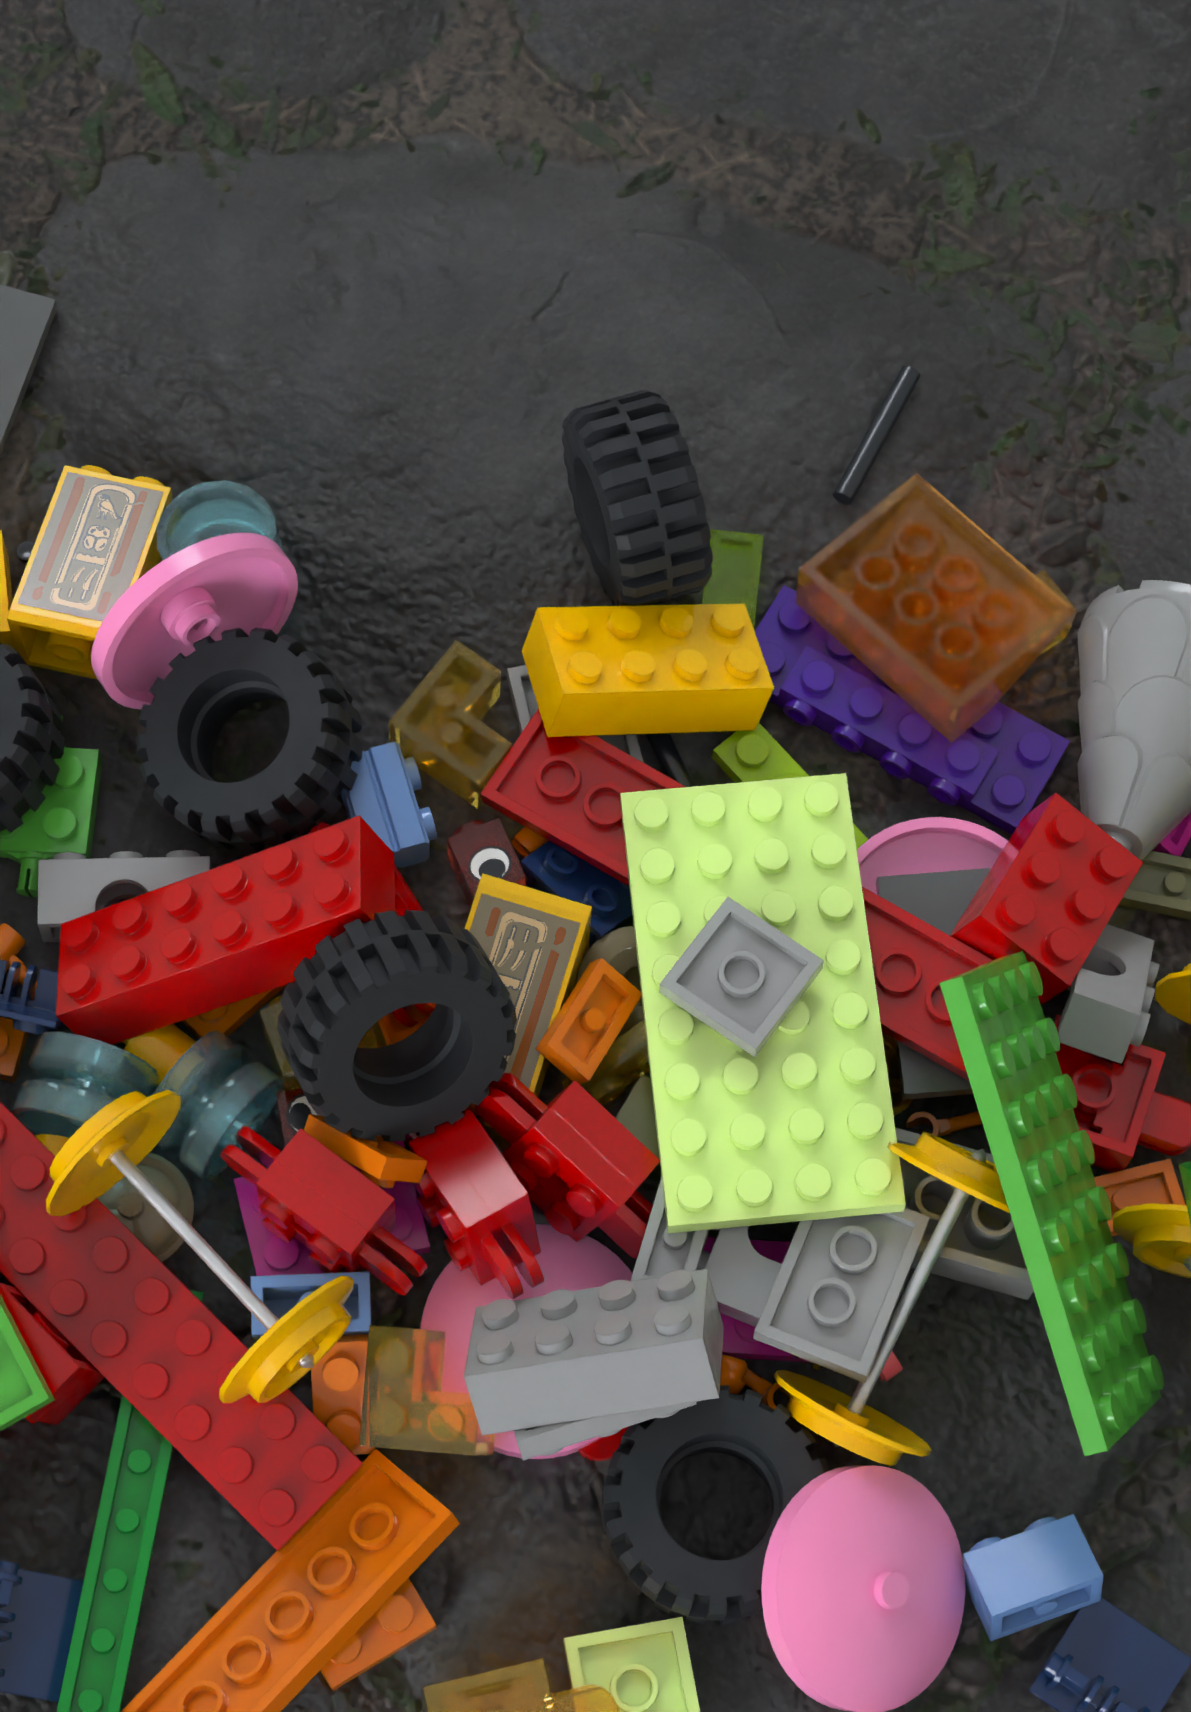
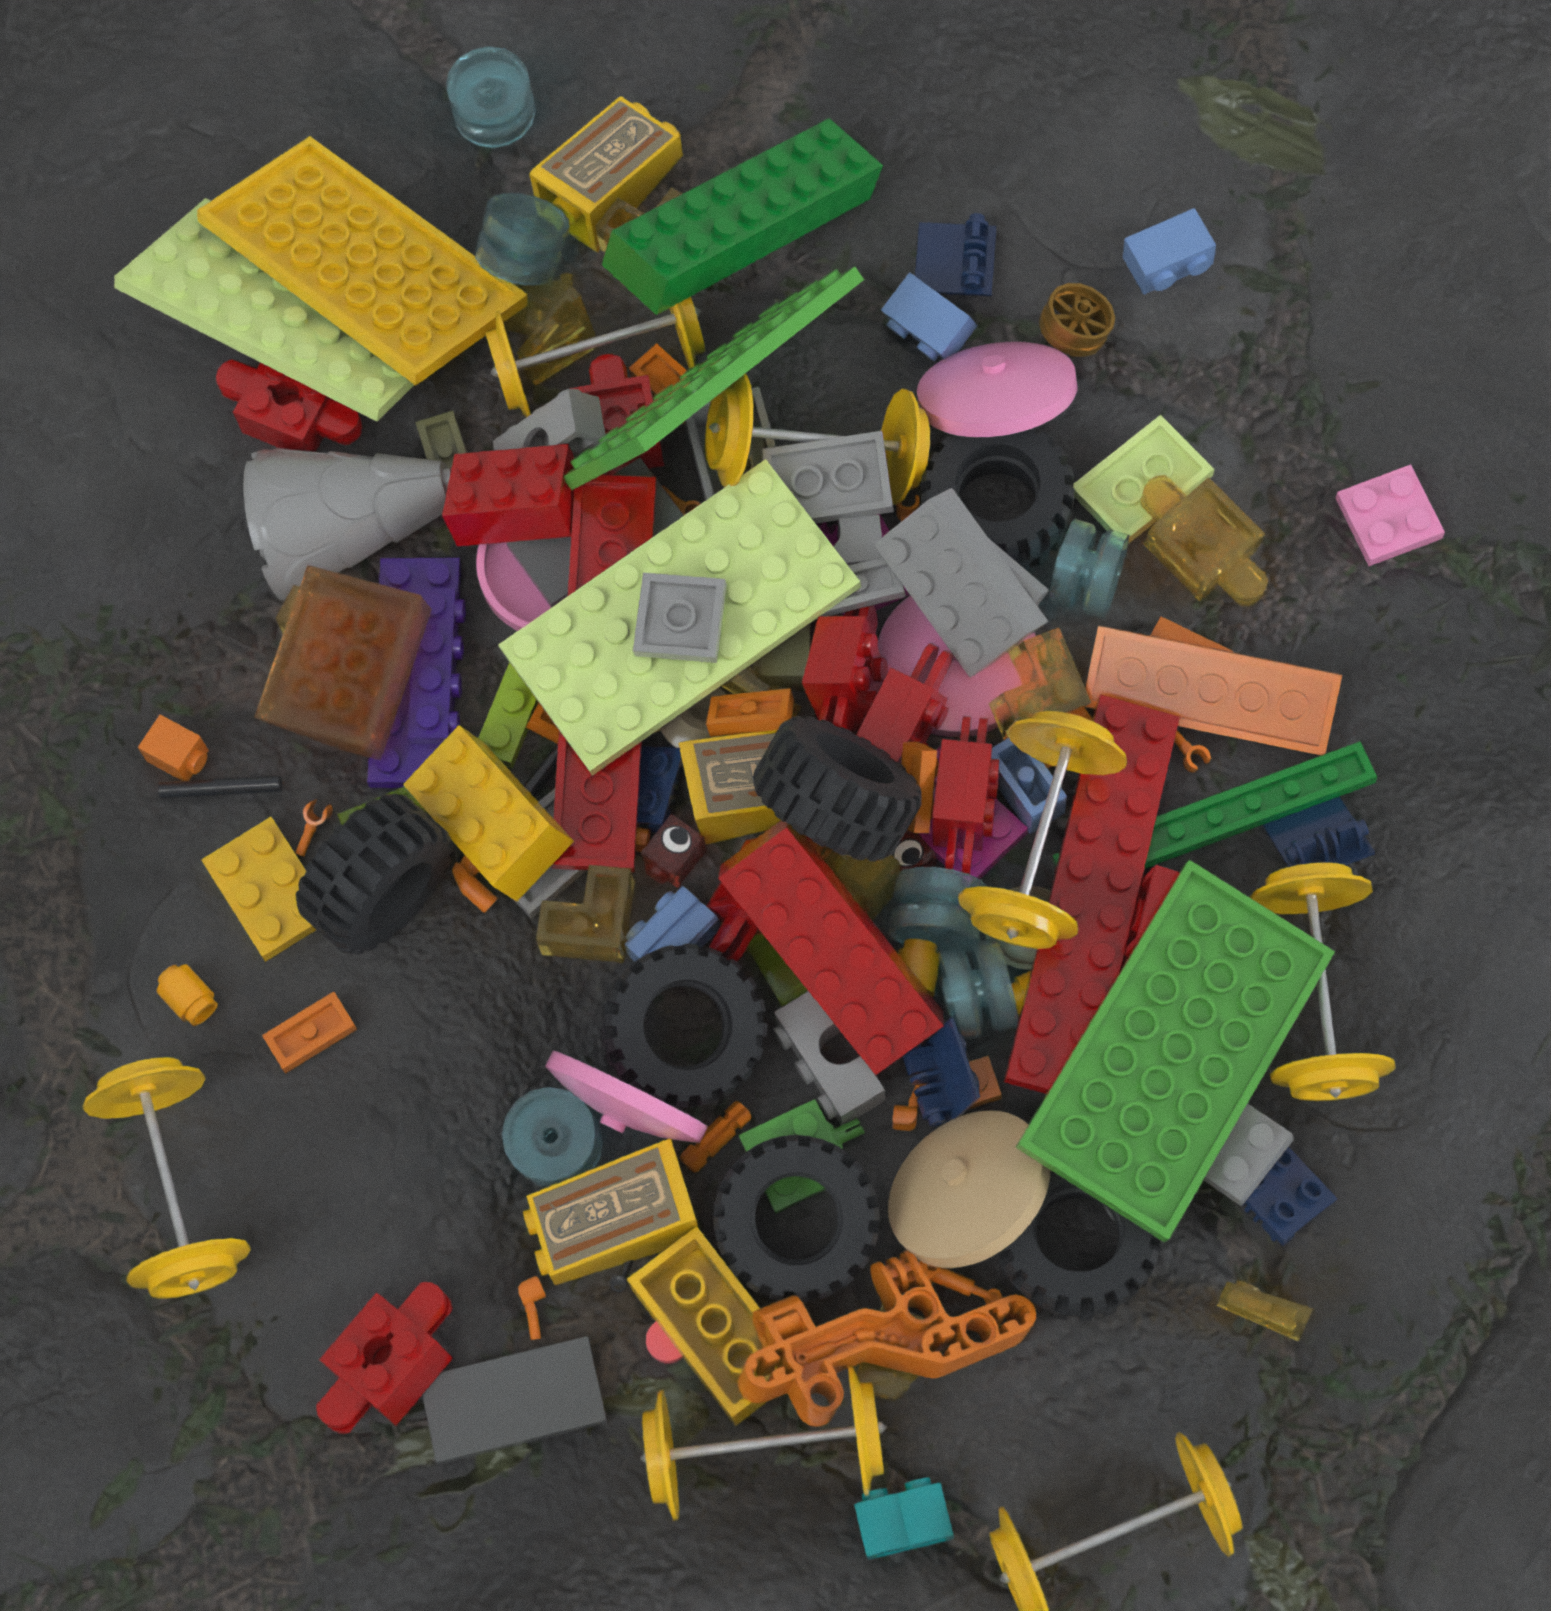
camera: 105 degrees left, 0 degrees up
(71, 450) = (530, 1292): none -> orange hand
(89, 267) = (399, 1369): none -> red brick
(119, 738) = (716, 1136): none -> orange axle
(237, 1551) = (1187, 749): none -> orange hand
(306, 117) = (140, 1090): none -> yellow axle
(515, 381) = (309, 1032): none -> orange plate
(542, 1556) = (1094, 570): none -> clear light blue wheel
(639, 279) = (186, 994): none -> light orange brick
(735, 420) = (260, 884): none -> yellow plate
(771, 507) = (311, 826): none -> orange hand
(948, 402) = (174, 749): none -> orange brick

